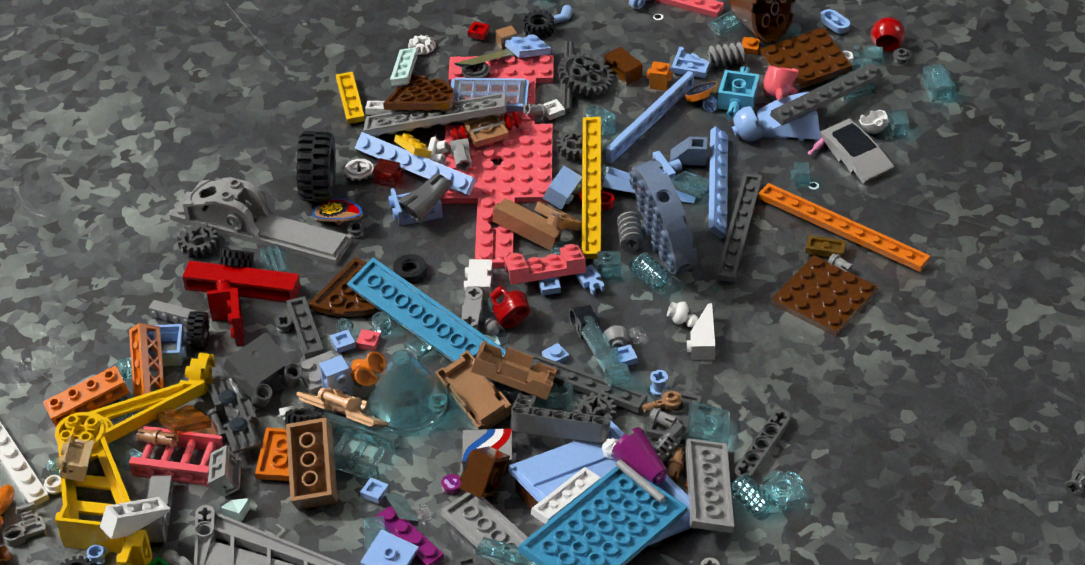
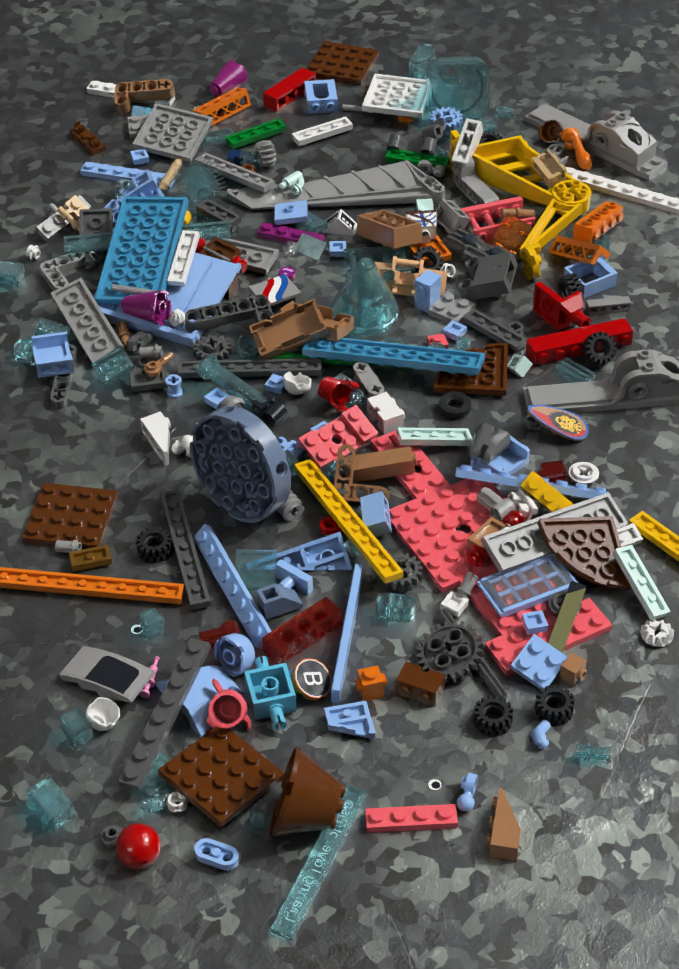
camera: 150 degrees right, 0 degrees up
(268, 462) = (428, 221): none -> torso
(316, 166) = (604, 421): black tyre -> none
(316, 283) = (519, 365): none -> light aqua slope
(346, 526) = (340, 224): none -> white slope
(364, 370) = (400, 292): orange piece -> none
(458, 234) = (434, 436): none -> light aqua plate
(478, 30) = (612, 670): red plate -> none
(484, 471) = (259, 262): reddish brown brick -> none
(509, 64) = (534, 622): none -> light blue plate
(512, 513) = (221, 250): none -> reddish brown plate
(538, 338) = (296, 384): none -> white hair
(587, 33) = (493, 706): none -> black tyre
(676, 129) = (302, 631): none -> clear red brick
(725, 53) = (317, 738): light grey piece -> none
(745, 147) = (226, 628): none -> clear red piece
(764, 245) = (157, 552): none -> black tyre
(767, 452) = (52, 354): none -> light blue panel
(872, 52) = (165, 818): clear light blue plate -> none

